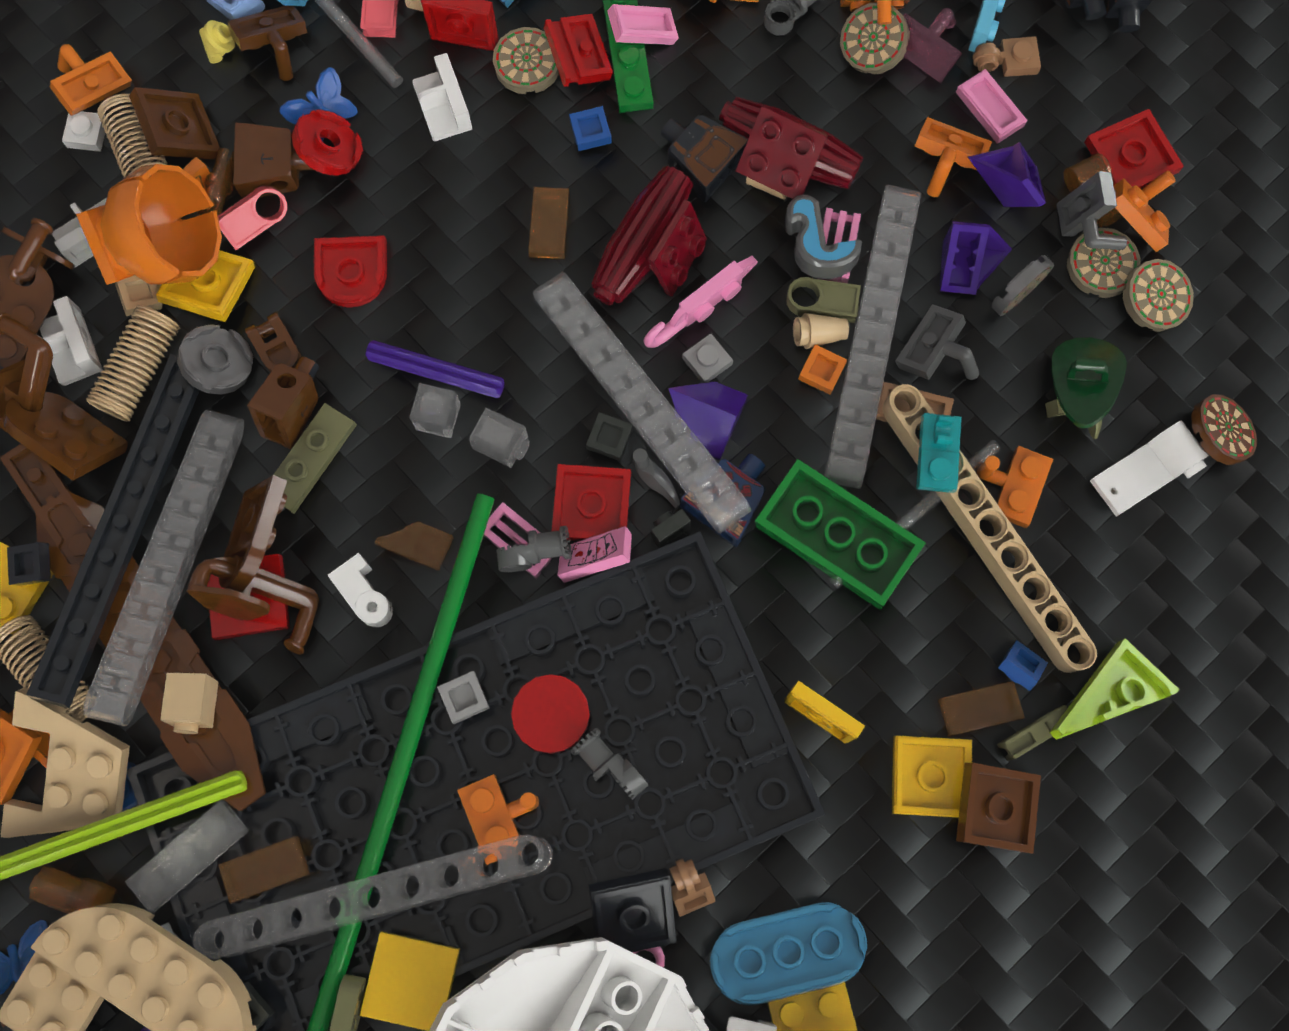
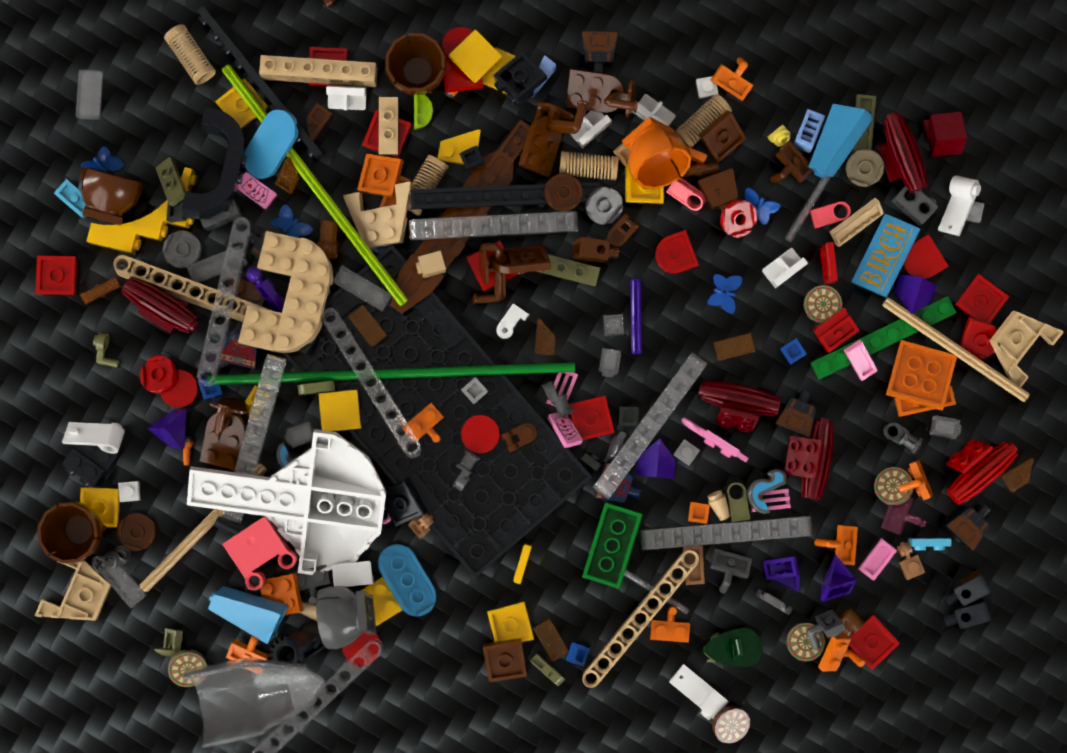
camera: 70 degrees right, 10 degrees up
(159, 419) = (563, 192): none -> reddish brown tile
(446, 211) = (723, 292): none -> blue piece
(577, 627) = (525, 432): none -> reddish brown plate
(939, 453) = (667, 582): teal plate -> none
(1118, 686) = (582, 703): lime wing -> none
(1158, 295) = (794, 674): dark tan tile -> none

